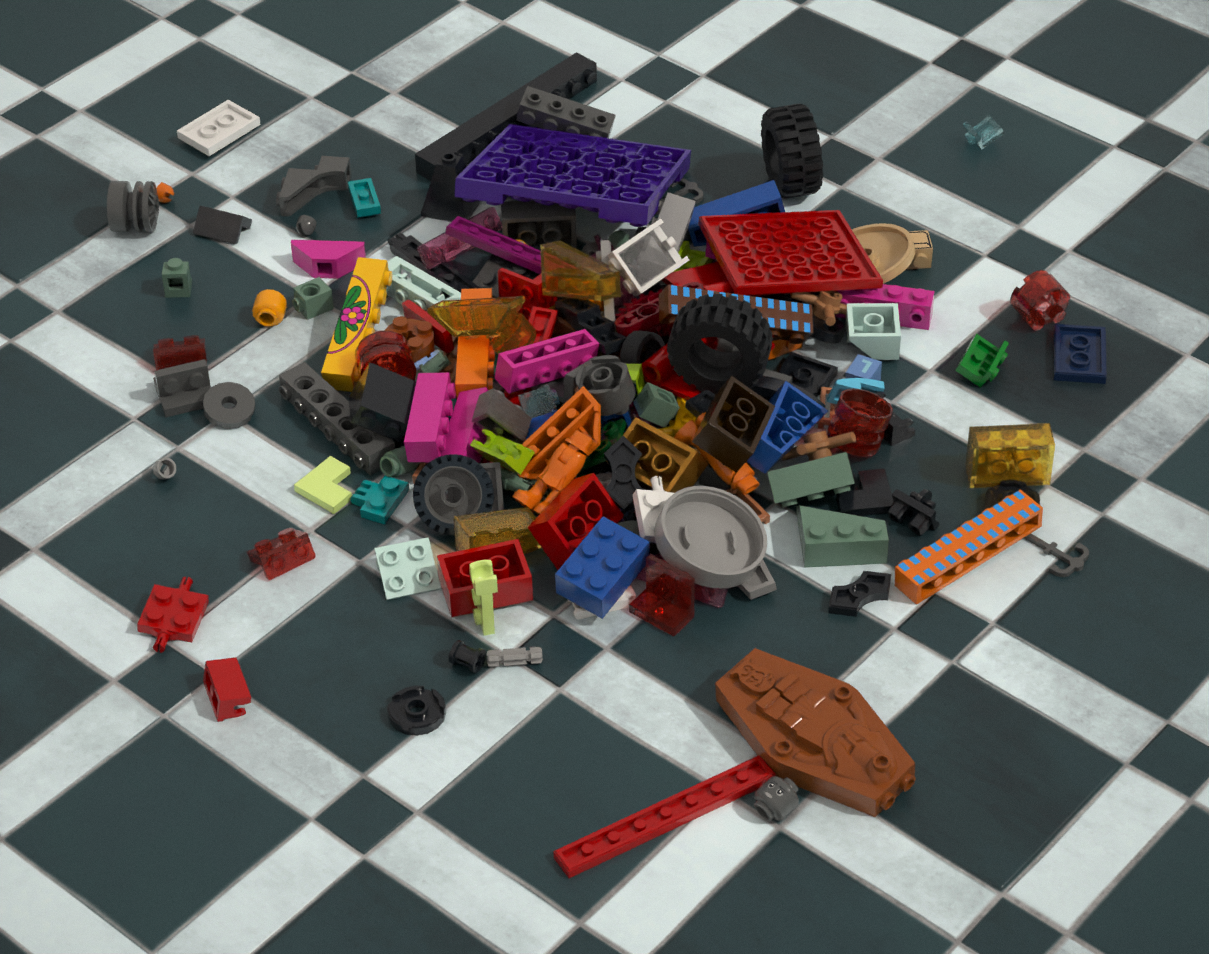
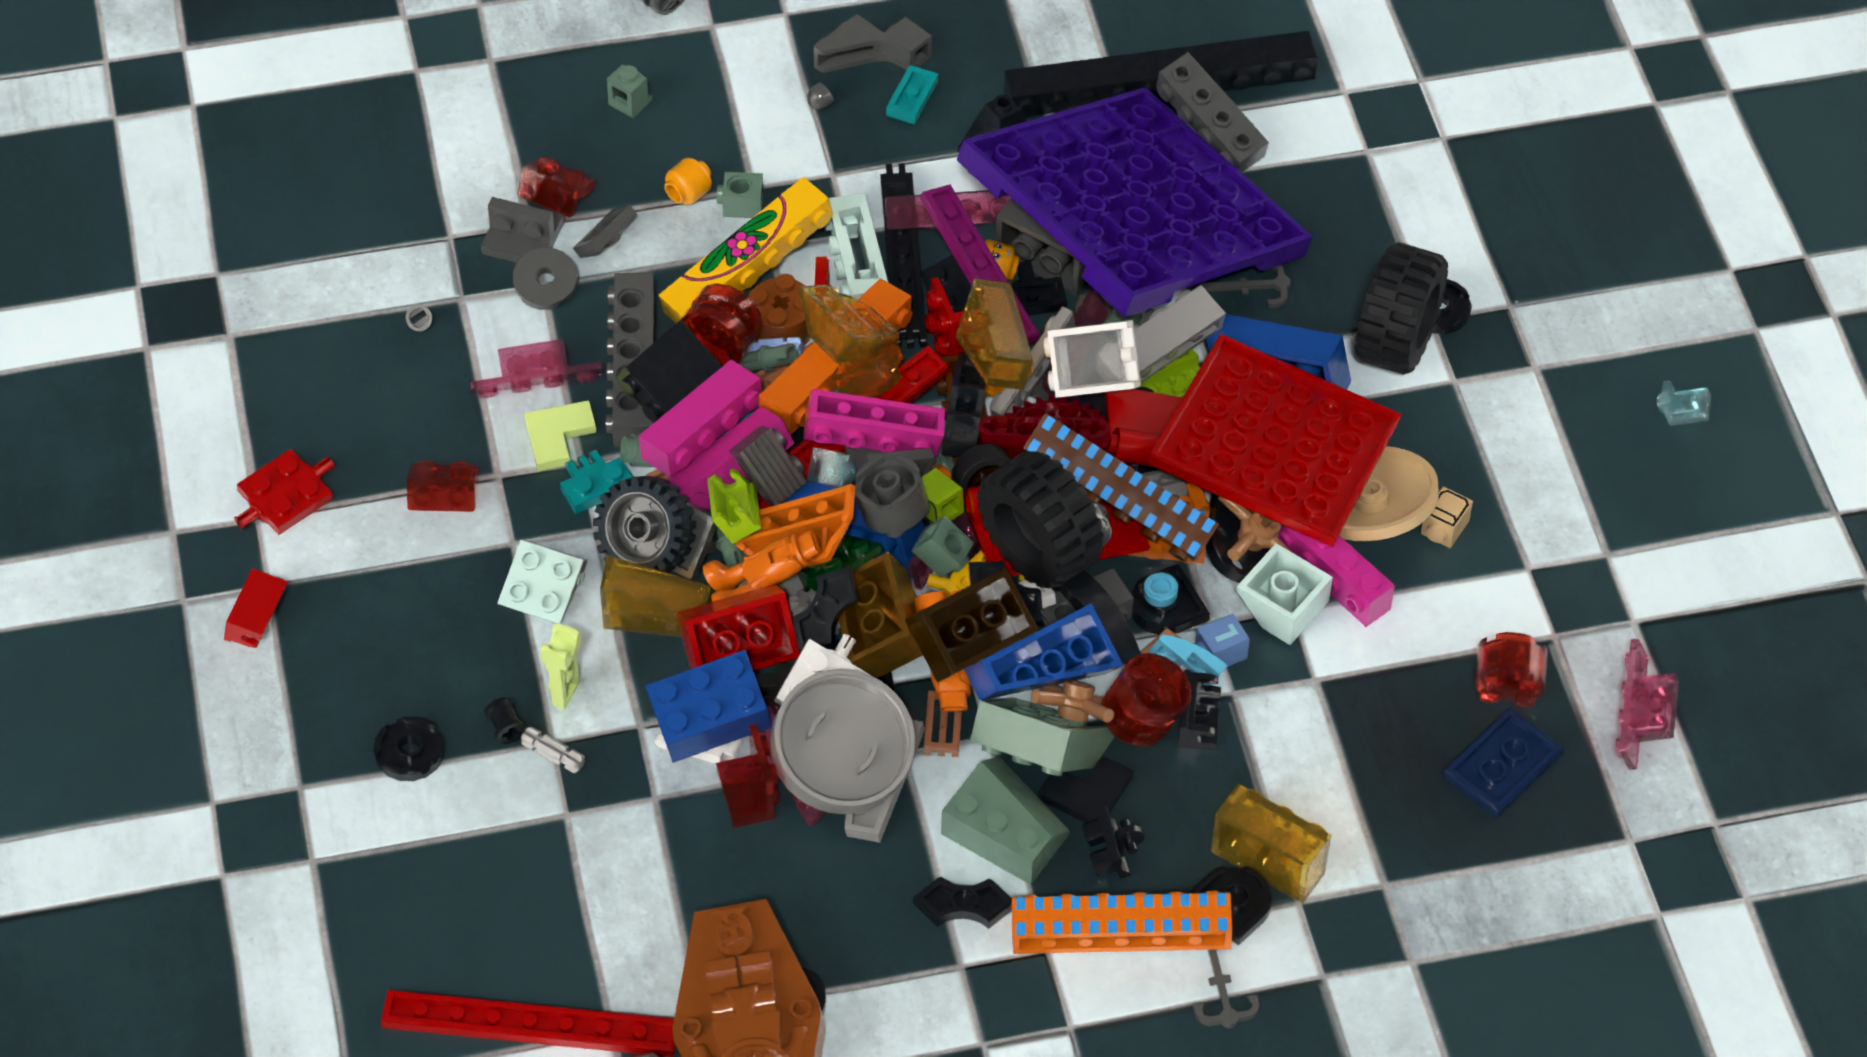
camera: 35 degrees right, 10 degrees up
(220, 224) = (737, 43): black panel -> none
(242, 360) = (605, 231): none -> dark grey plate
(274, 454) = (534, 365): none -> clear pink bracket
(327, 258) = (806, 152): dark pink slope -> none
(508, 565) = (613, 640): red brick -> none
(798, 368) = (1160, 589): none -> medium azure tile
(981, 360) = (1372, 702): green bracket -> none
(1129, 282) = (1647, 708): none -> clear pink bracket

